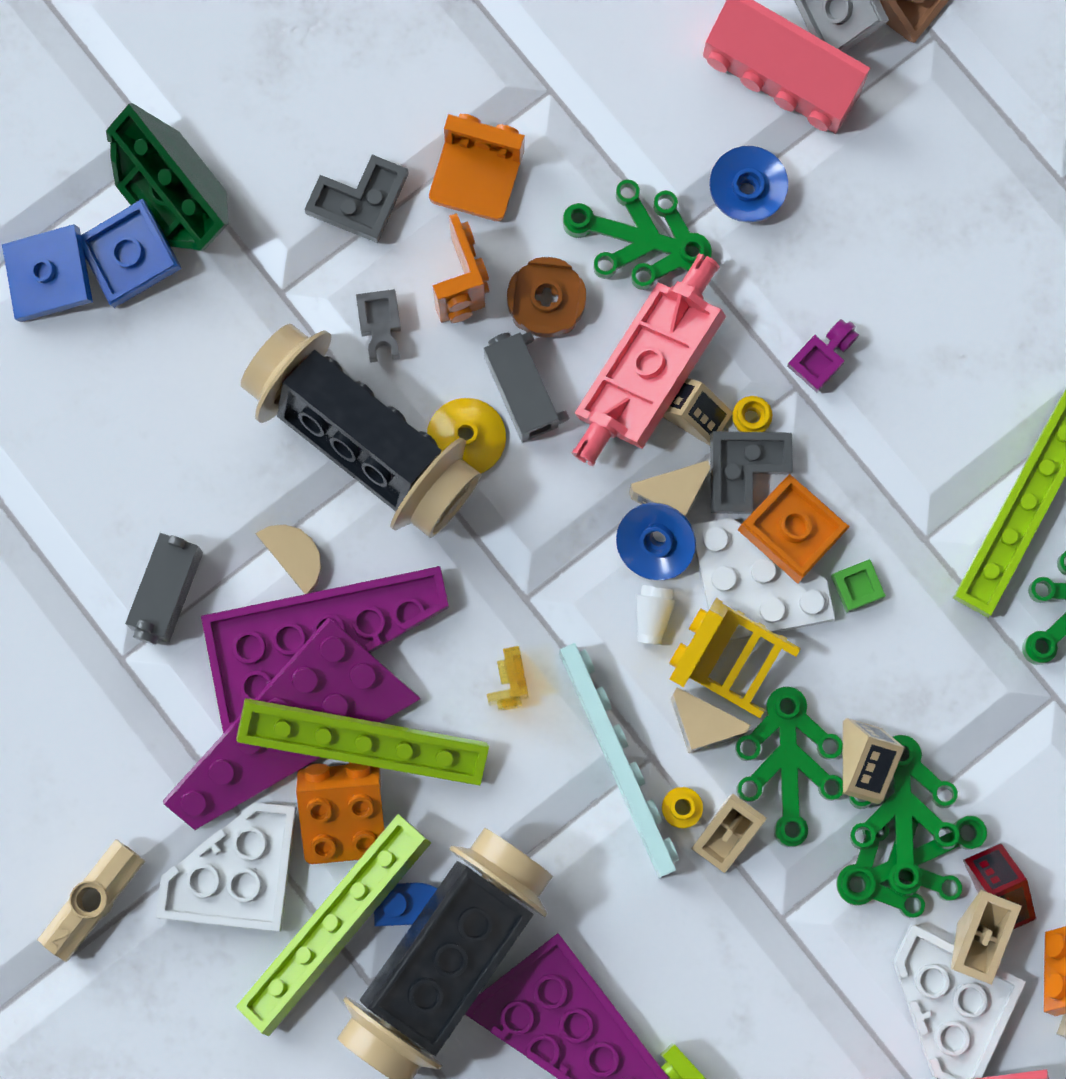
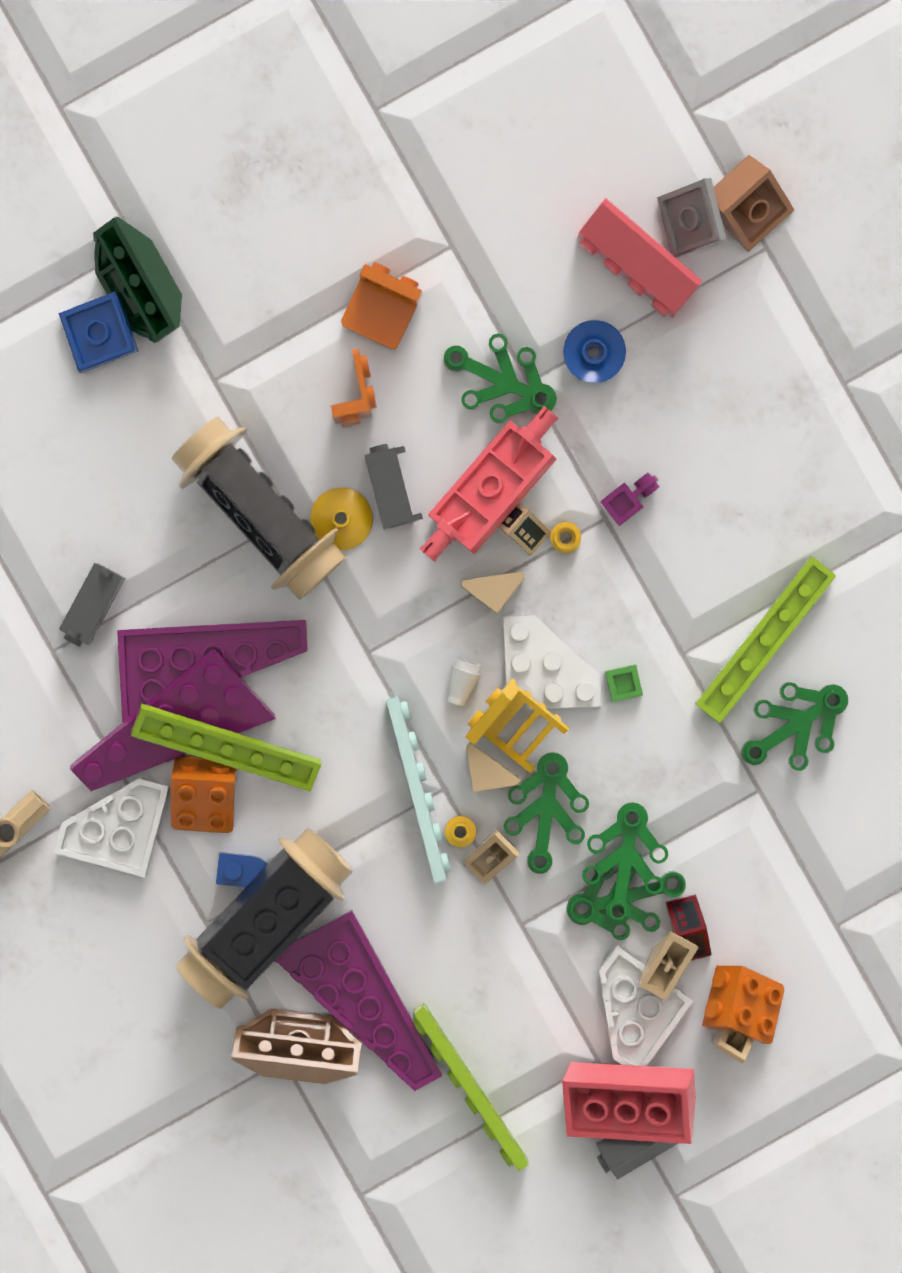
camera: 10 degrees right, 10 degrees up
(47, 273) = (32, 338): plate -> none
(295, 553) = (196, 591): tan tile -> none
(333, 925) = (185, 879): lime plate -> none
(362, 209) = (286, 324): dark grey plate -> none
(379, 318) = (287, 414): flat silver plate -> none
(510, 672) = (348, 710): clear yellow bracket -> none
(560, 315) = (411, 403): dark orange plate -> none
(645, 554) = (468, 635): blue dish -> none
(736, 459) = (547, 570): dark grey plate -> none
(793, 528) = (581, 632): orange plate -> none
(868, 760) = (605, 819): tan slope -> none

